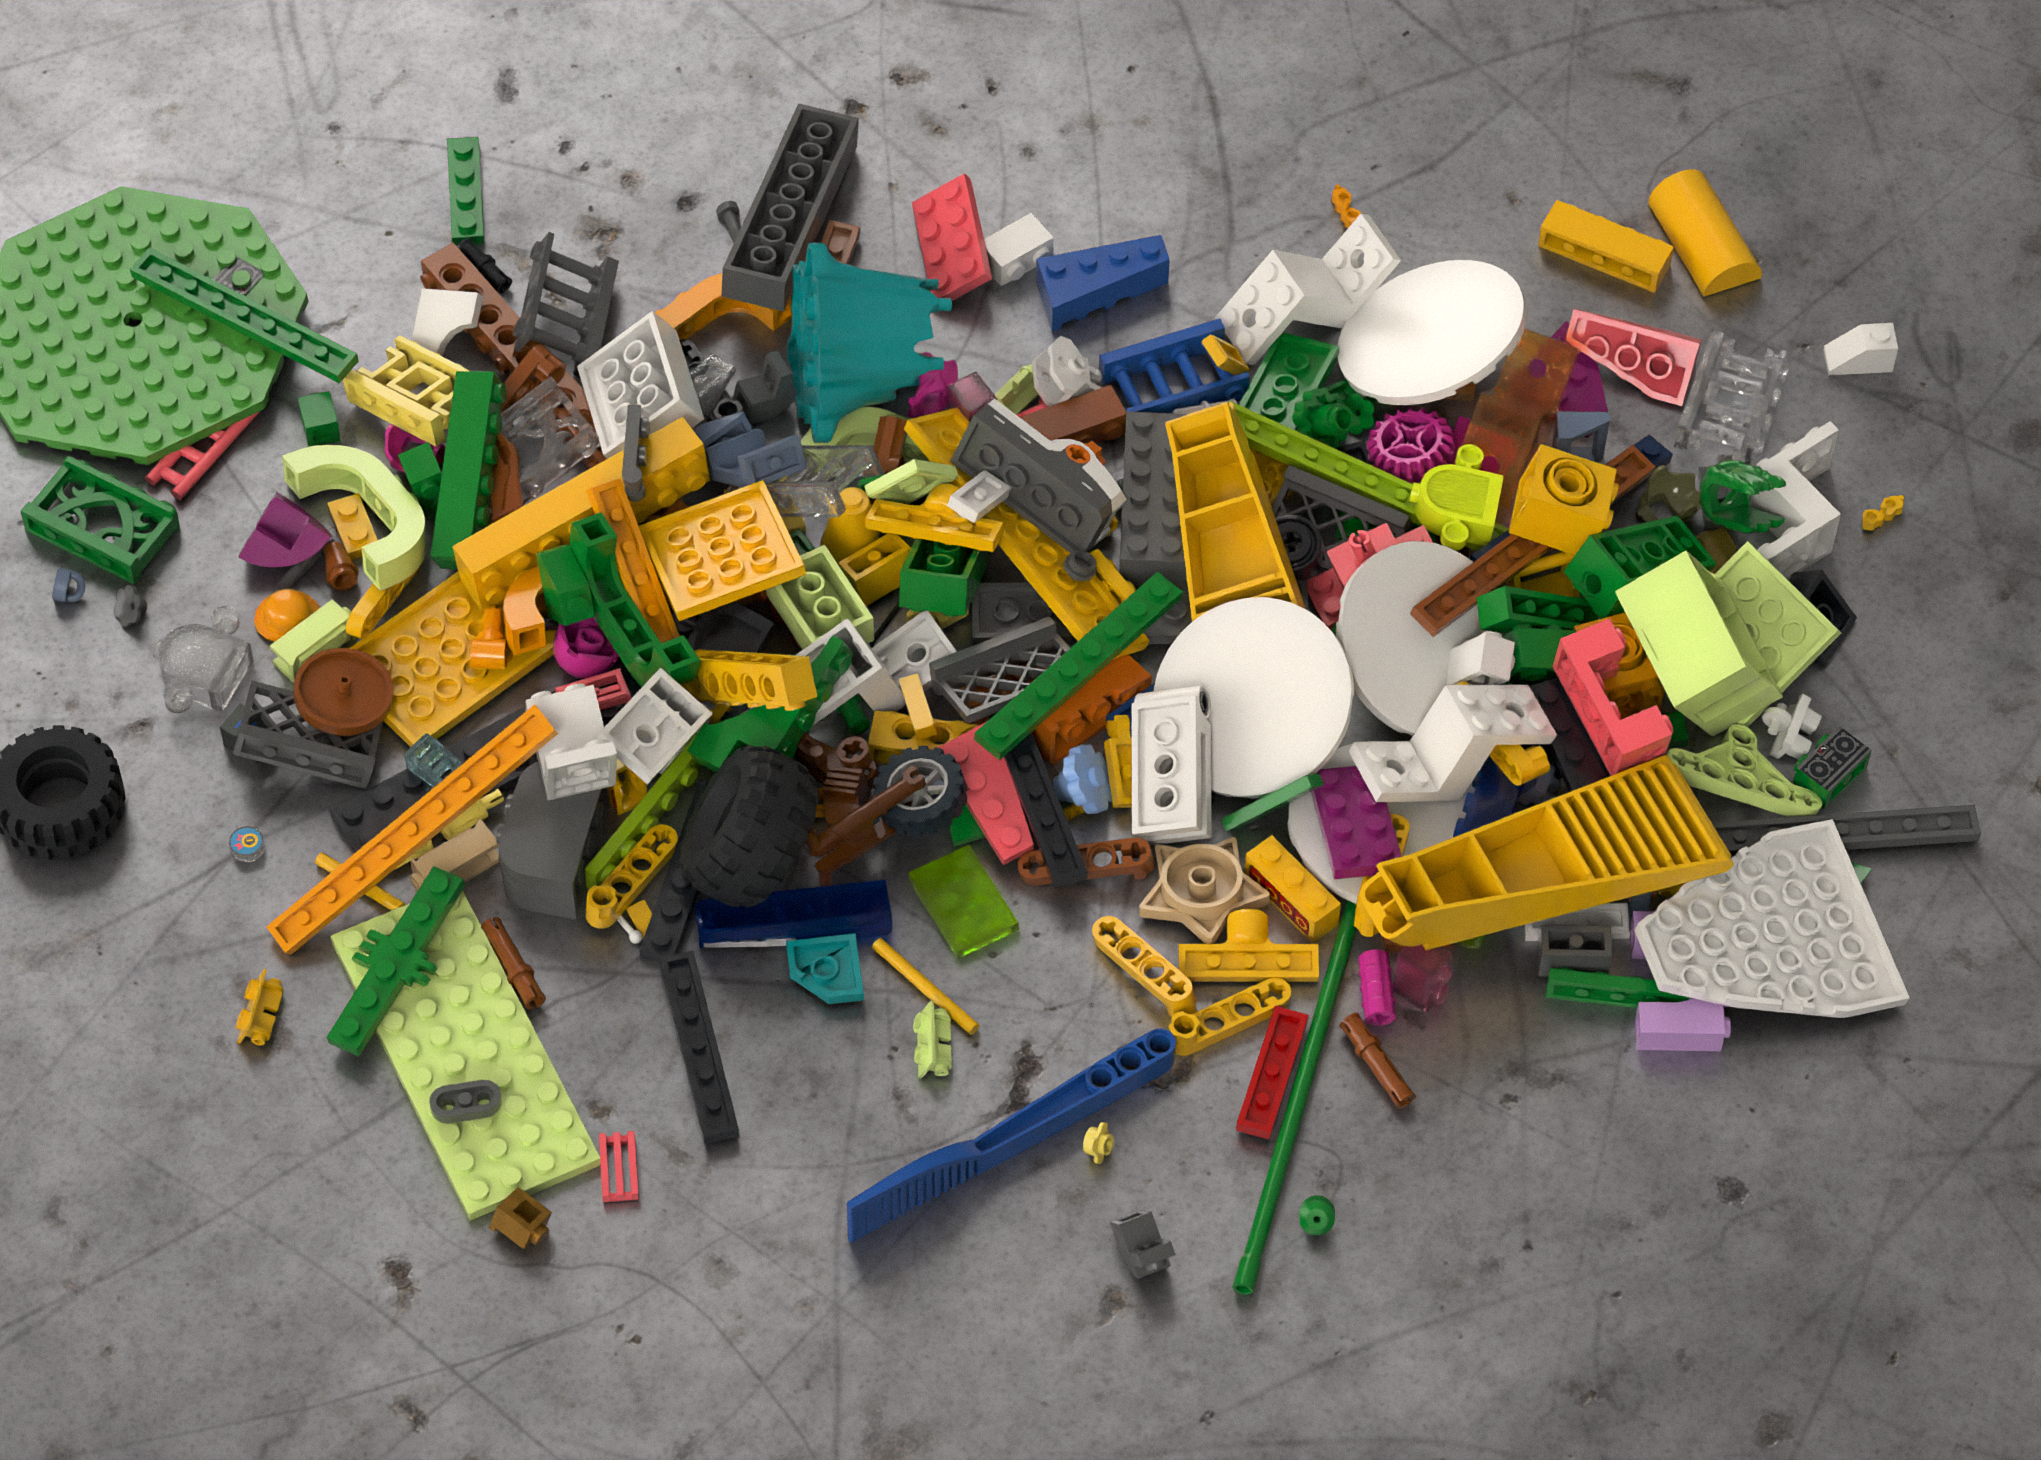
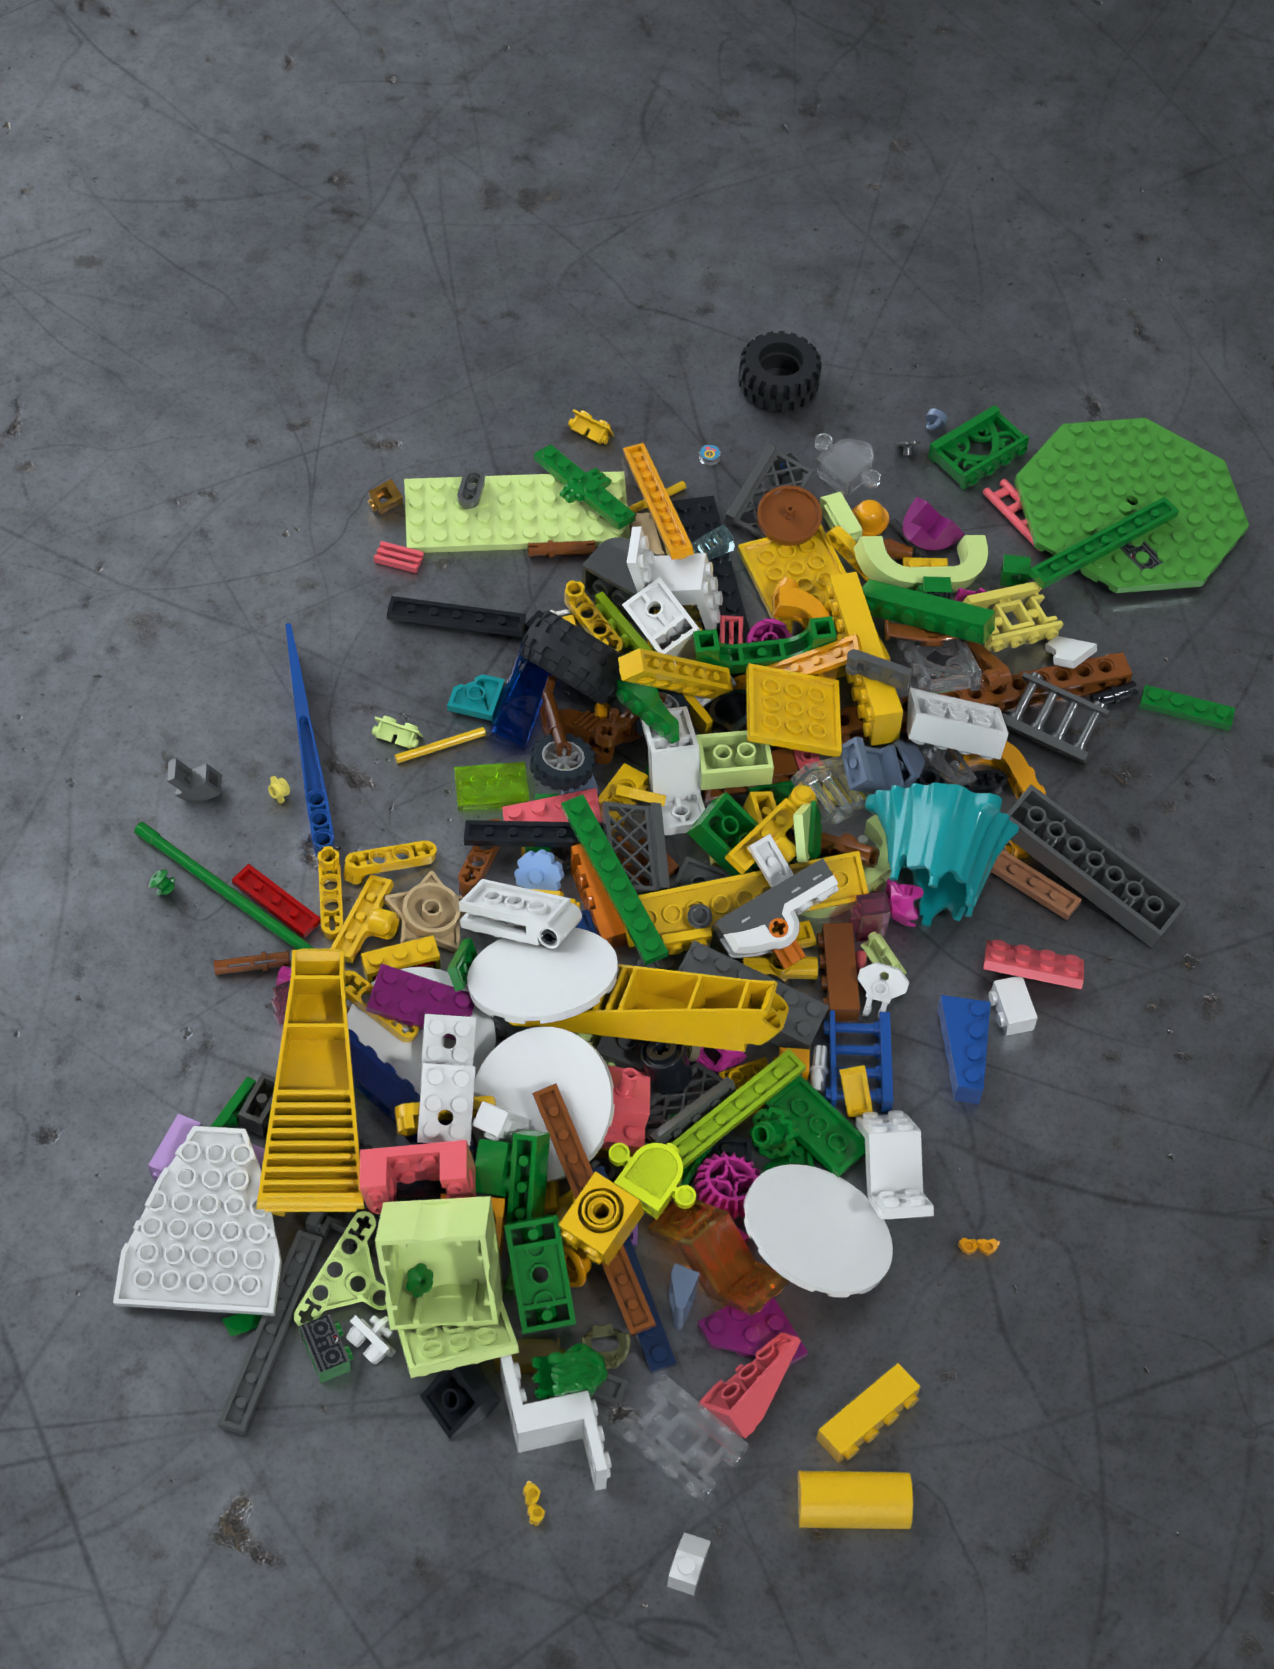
camera: 110 degrees right, 0 degrees up
(564, 586) = (798, 621): green slope -> none

